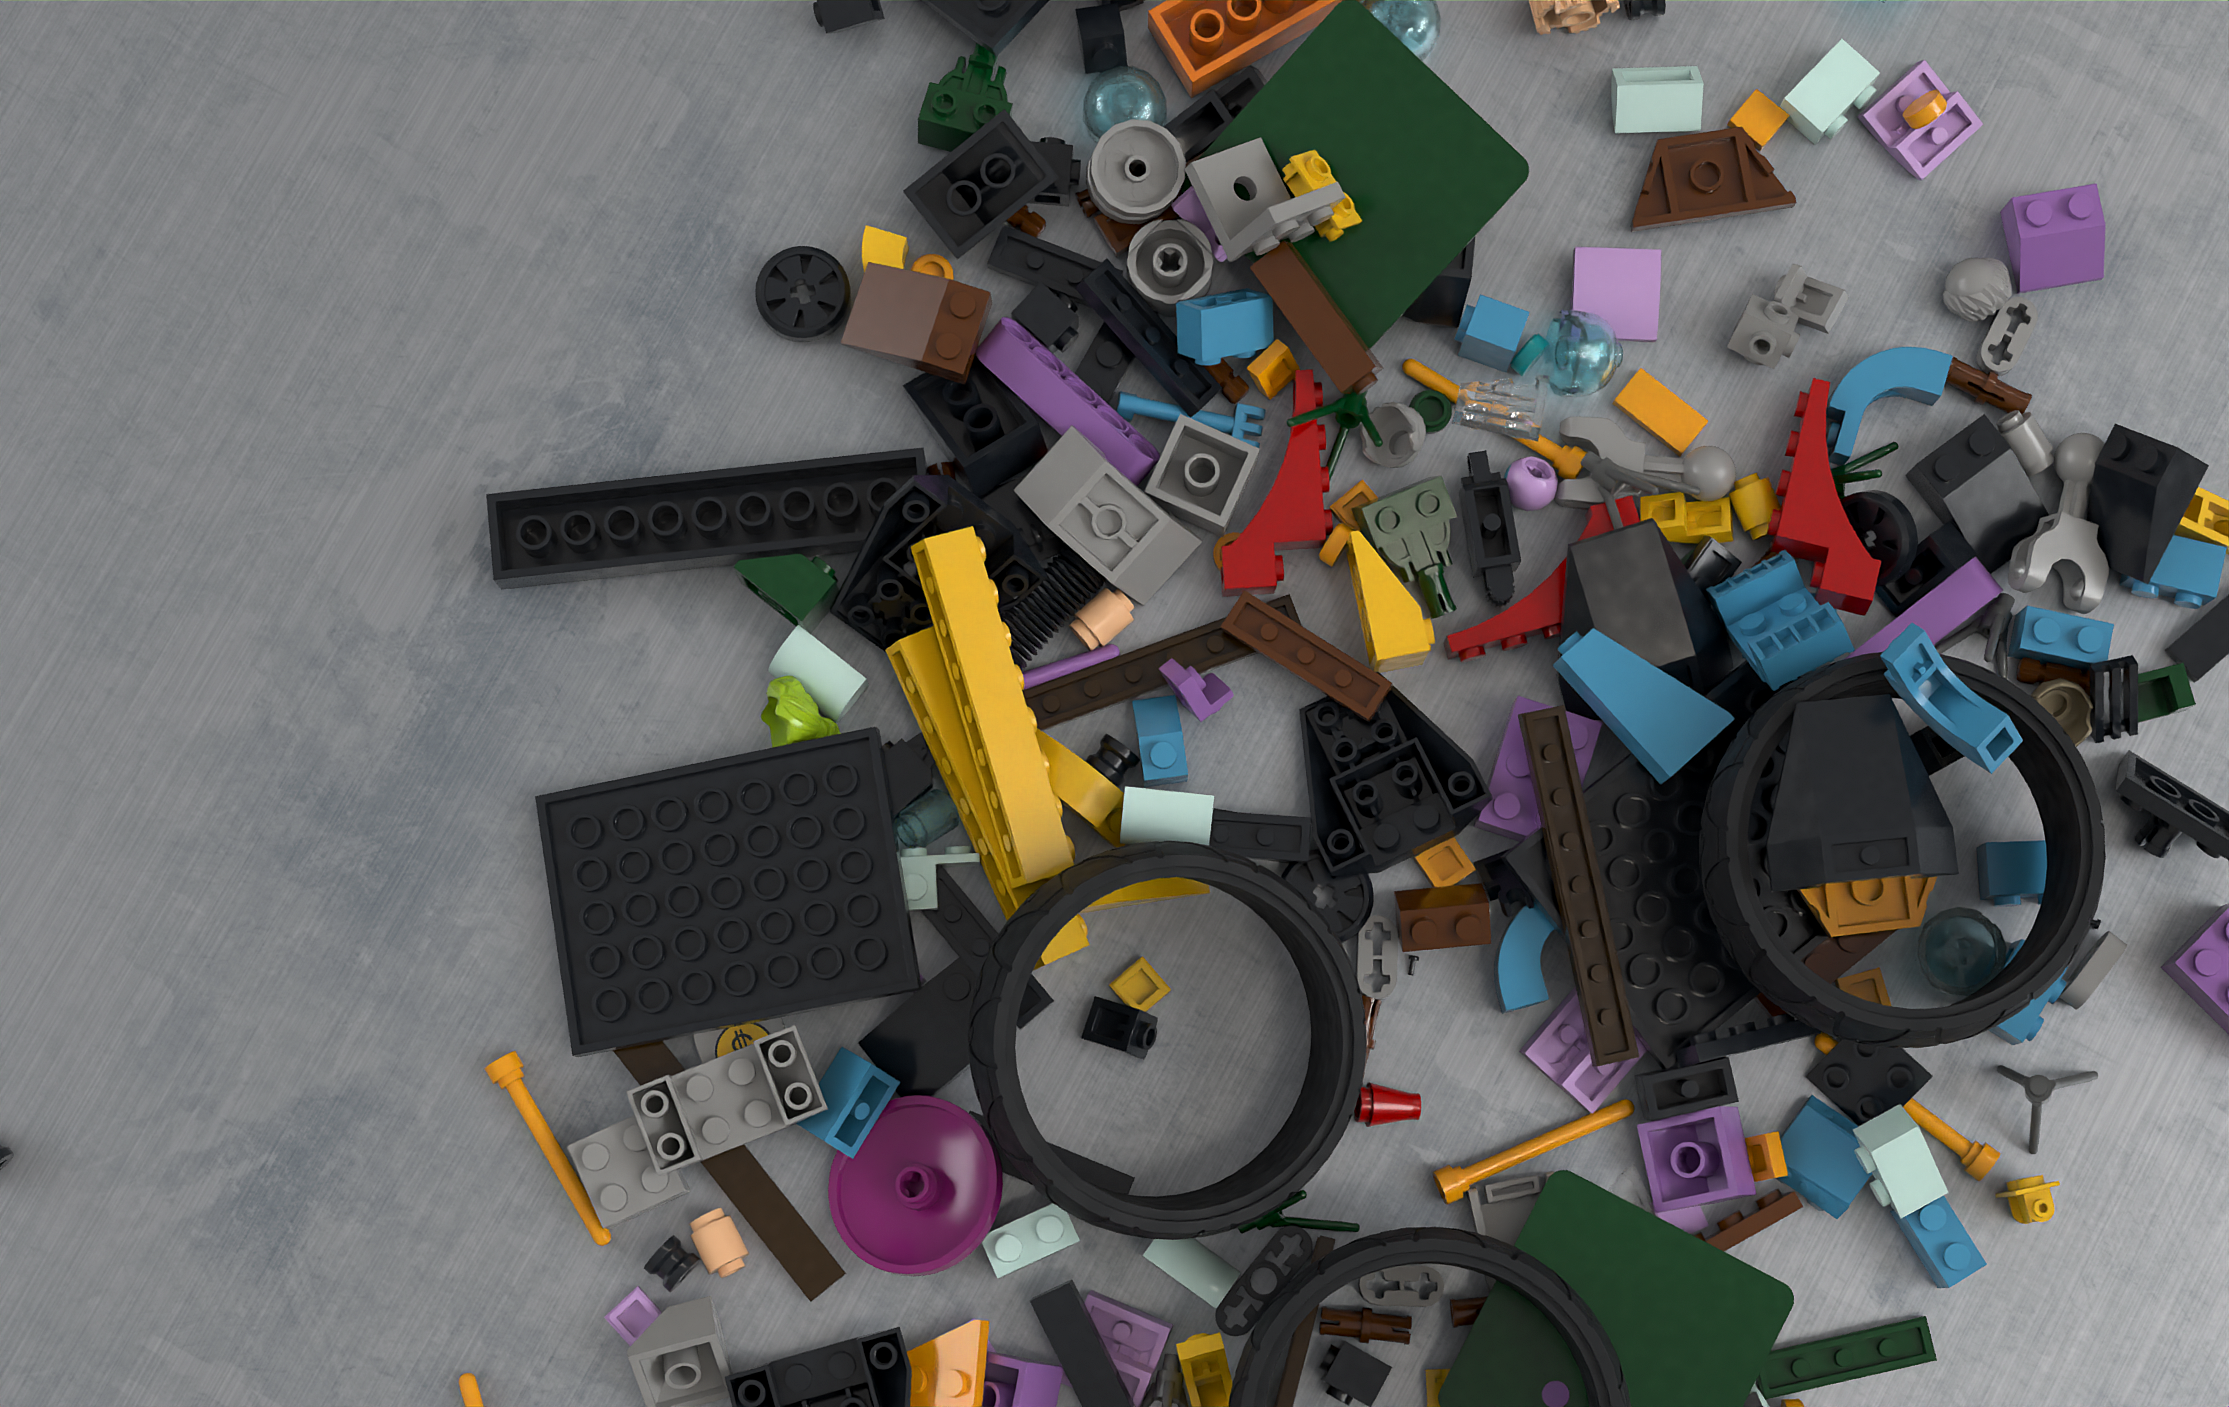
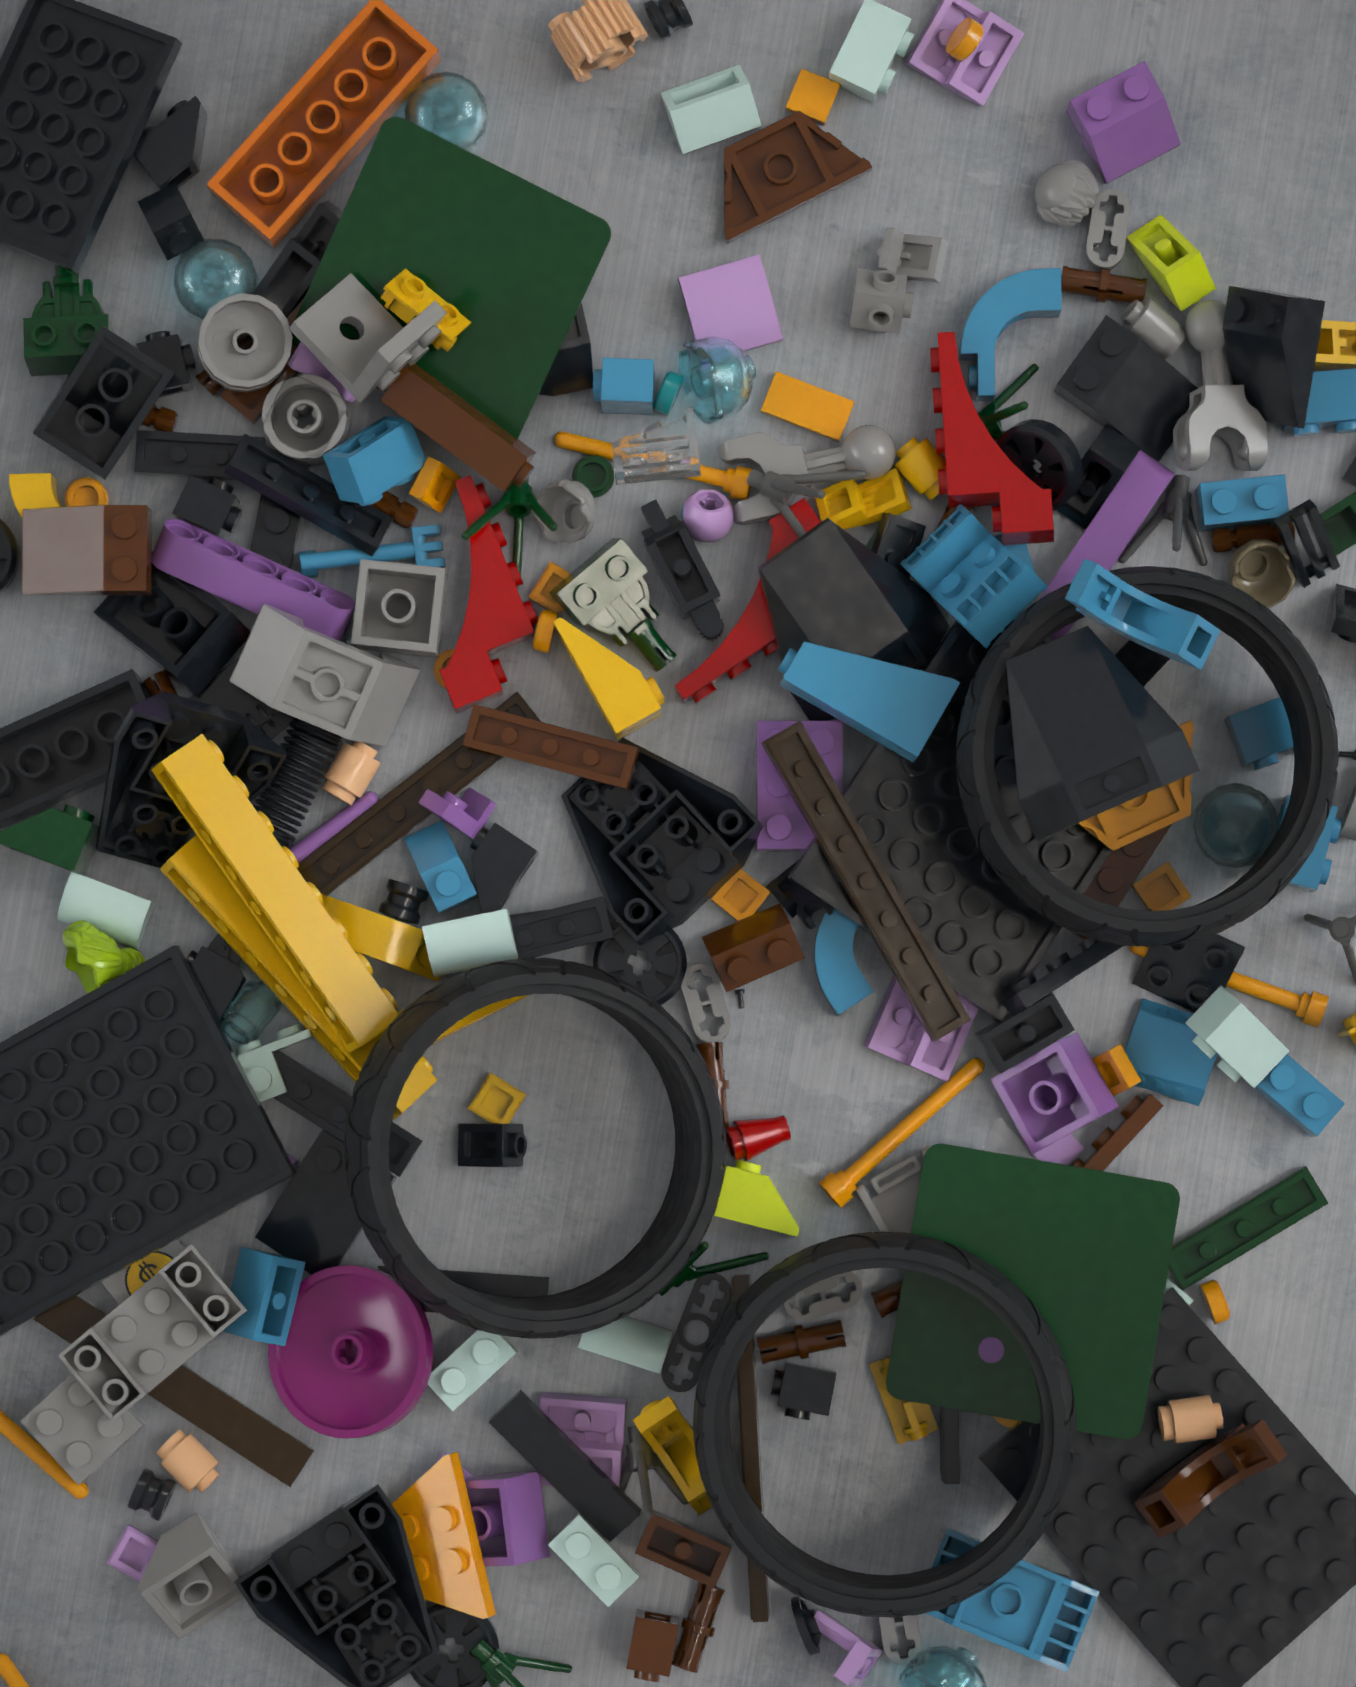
camera: 15 degrees left, 5 degrees up
(1218, 754) = (499, 865): none -> black slope
(1364, 1168) = (753, 1200): none -> neon yellow slope
(2062, 387) = (1172, 262): none -> neon yellow slope

